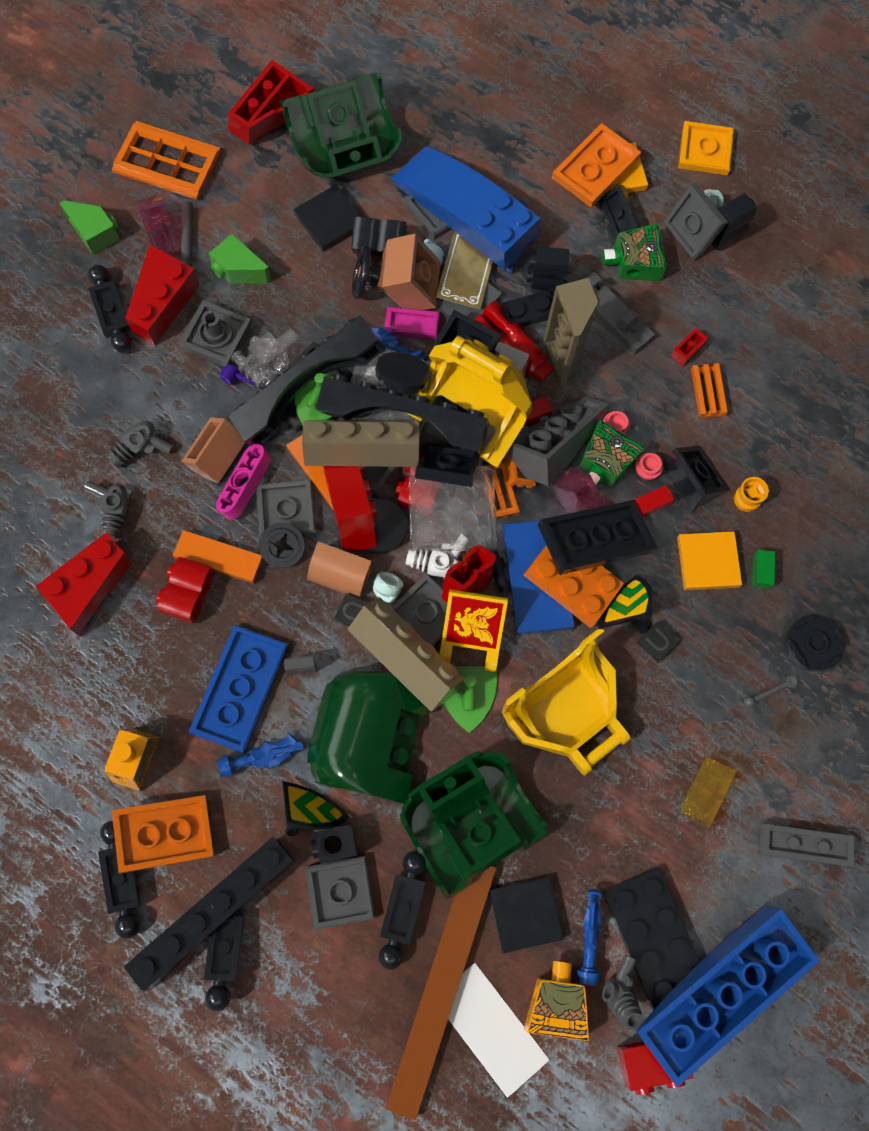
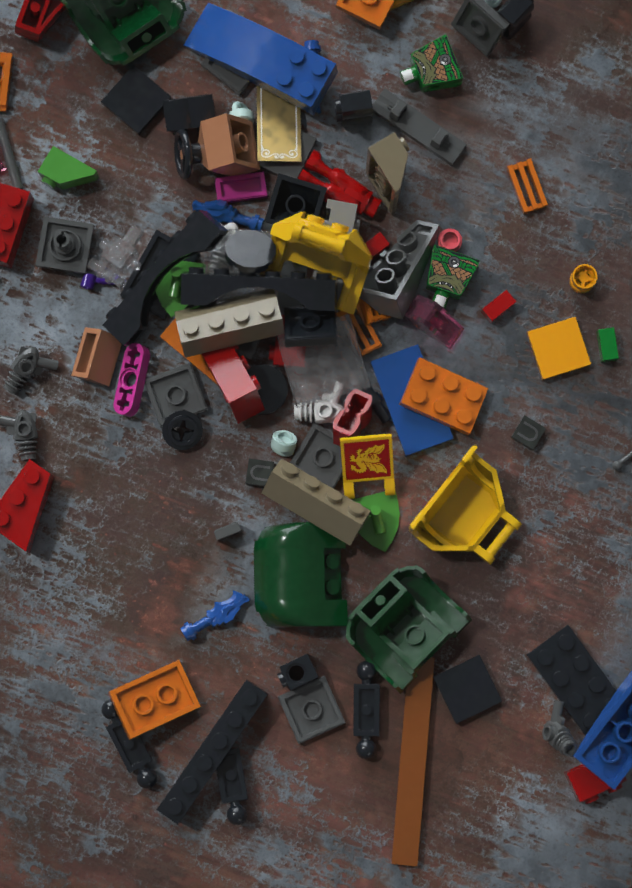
camera: 10 degrees left, 10 degrees up
(131, 758) = (110, 644): light orange torso -> none
(185, 590) = (110, 490): red brick -> none
(220, 556) = (128, 453): orange tile -> none
(238, 689) = (180, 563): blue tile -> none
(309, 809) = (269, 649): shield -> none
(339, 570) = (238, 439): nougat brick -> none
(494, 1032) = (463, 785): white sticker -> none
(528, 309) = (345, 147): black plate -> none
(558, 1006) = (509, 753): torso -> none
(588, 973) = (528, 722): blue piece -> none
(596, 536) = (455, 354): black plate -> none
(619, 210) = (408, 27): black plate -> none
(630, 604) = (497, 408): shield -> none
(649, 466) = (487, 273): coral plate -> none
(689, 347) = (500, 148): red piece -> none
(694, 476) = (531, 272): black slope -> none
(707, 792) = (596, 552): clear yellow hinge -> none

